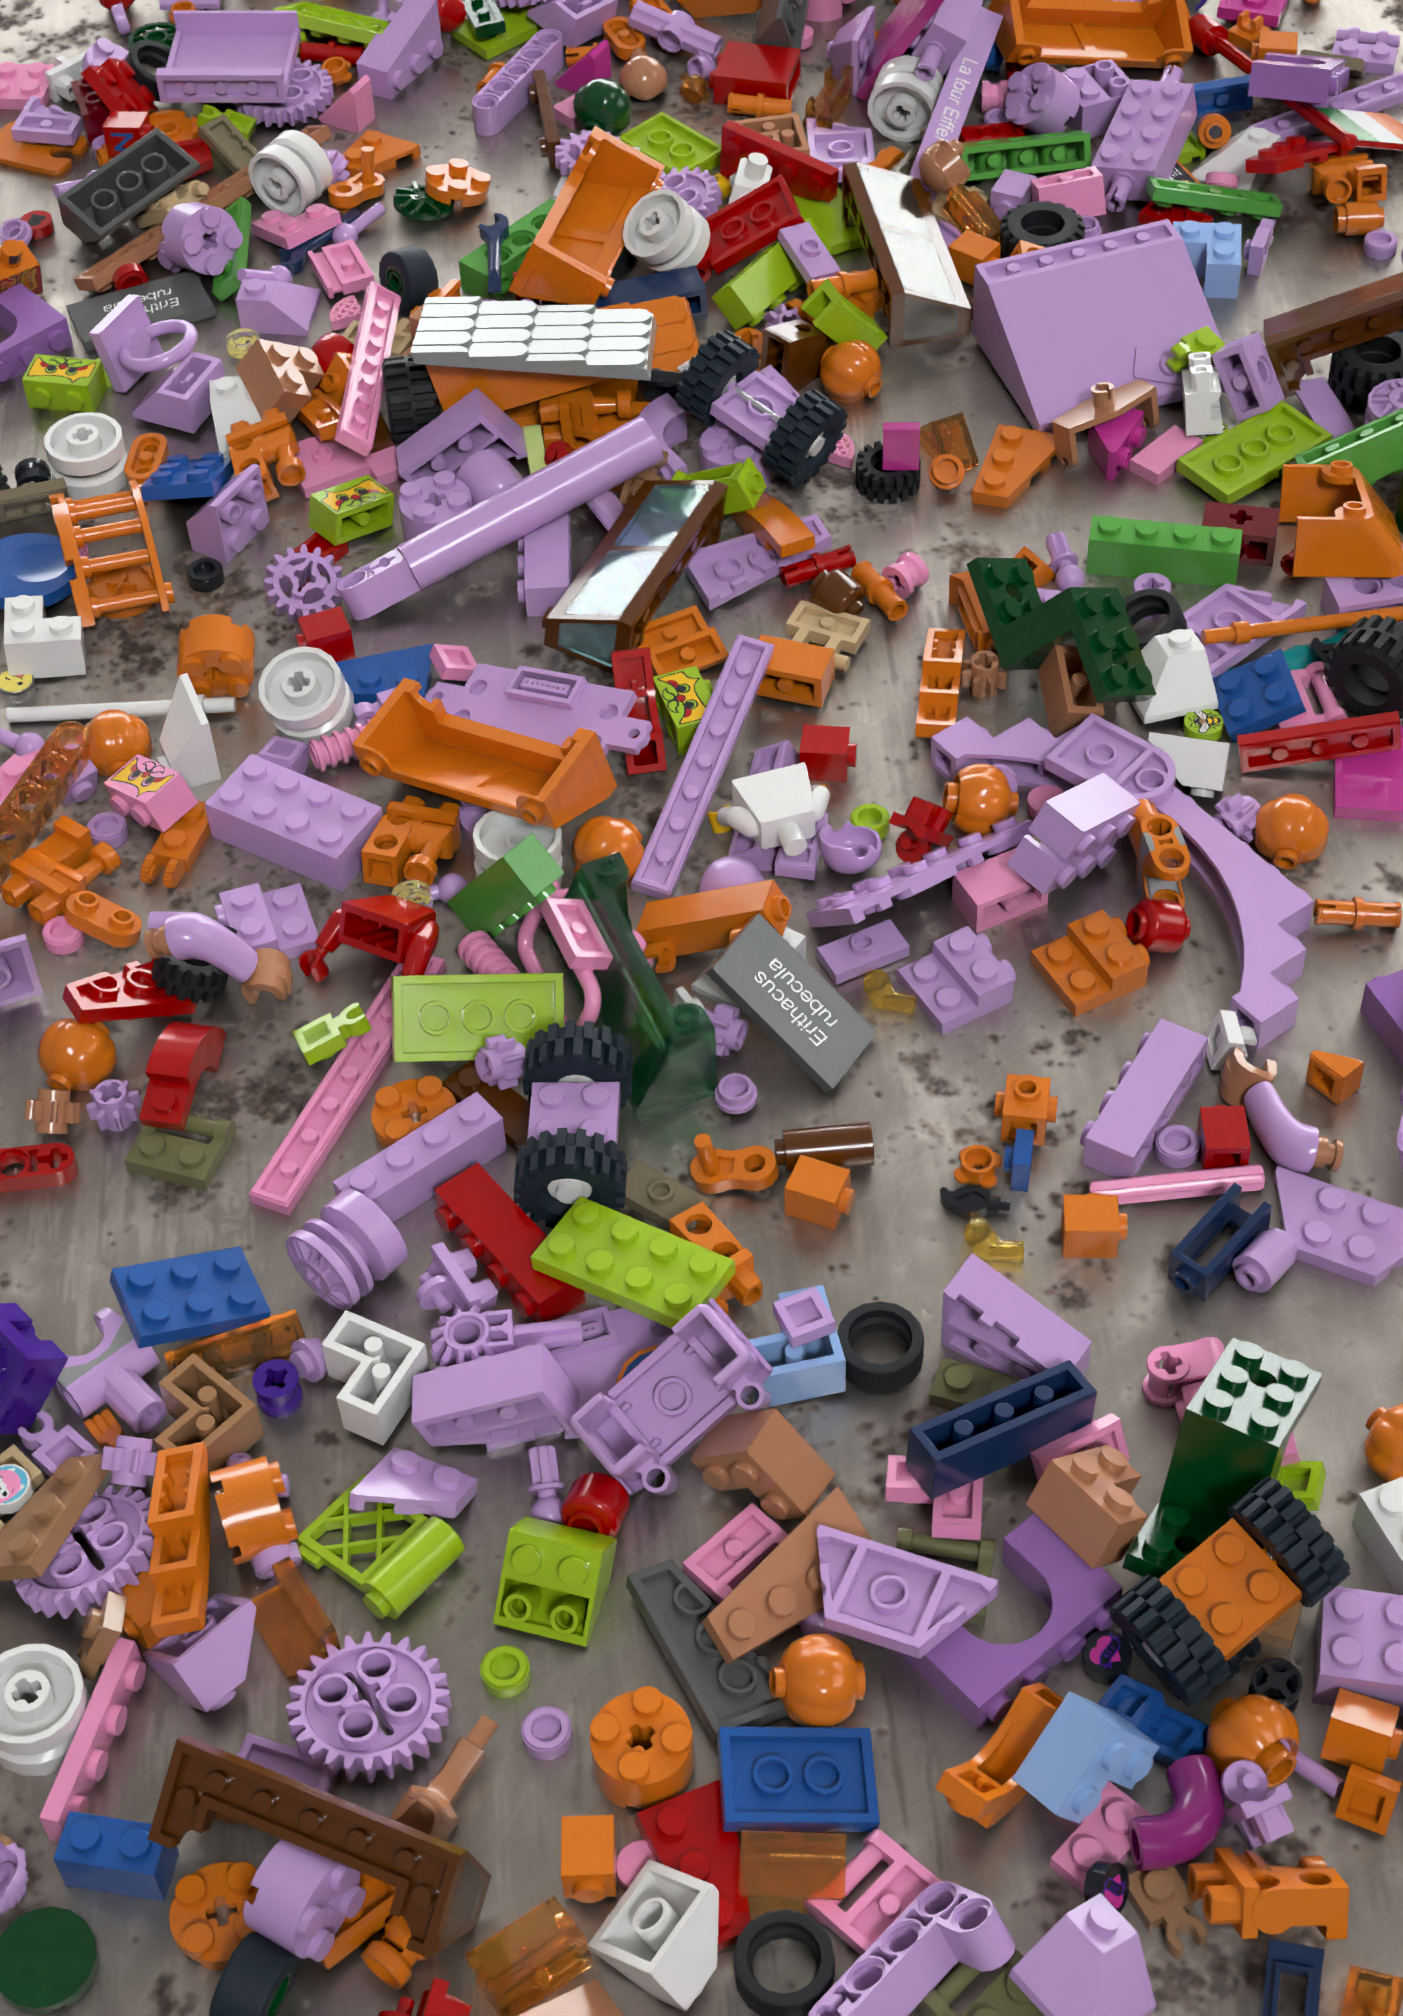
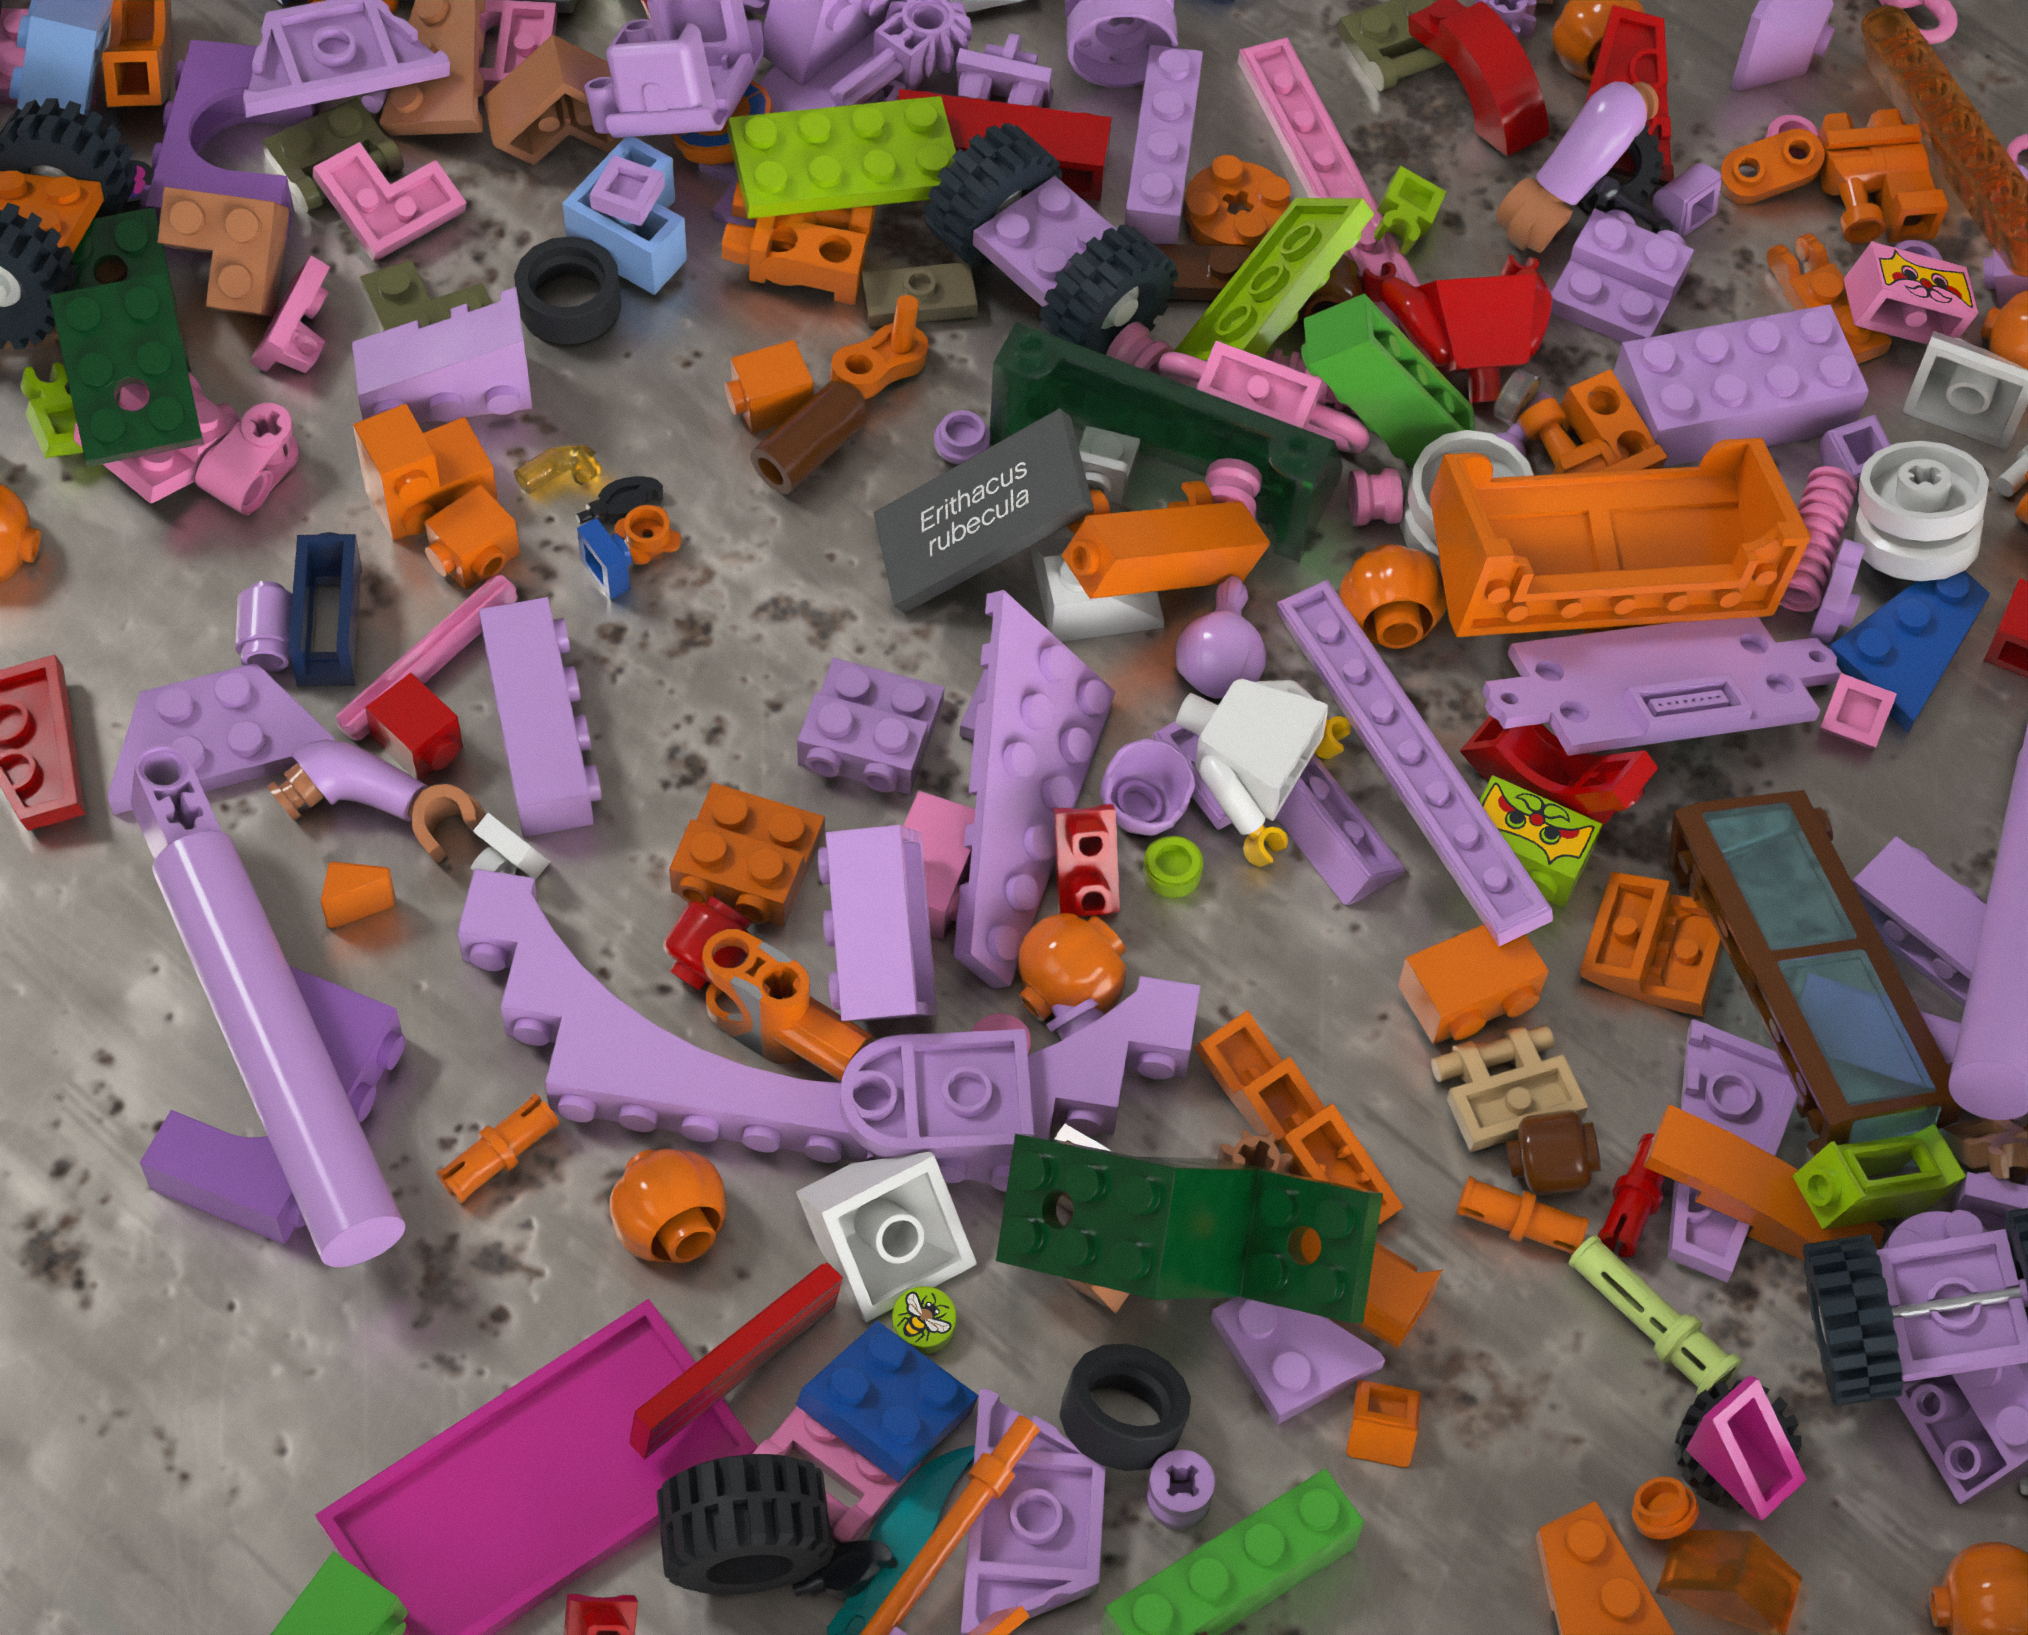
camera: 130 degrees right, 10 degrees up
(500, 1062) = (1200, 267): lavender gear -> none
(827, 752) = (1310, 902): red brick -> none
(844, 453) = (1852, 1447): bright pink tile -> none
(867, 514) = (1675, 1336): none -> yellowish green pin
(883, 995) = (928, 651): clear yellow arm -> none
(907, 573) = (1515, 1261): bright pink wheel -> none
(998, 1429) = (362, 241): dark blue brick -> none
(1025, 1106) = (645, 604): orange brick -> none
(1064, 562) = (1320, 1446): lavender axle -> none
(1092, 1278) = (417, 472): none -> orange brick
(1177, 1146) = (472, 703): lavender tile -> none
(1178, 676) = (1016, 1340): white slope -> none
(1238, 815) = (748, 1170): lavender gear -> none

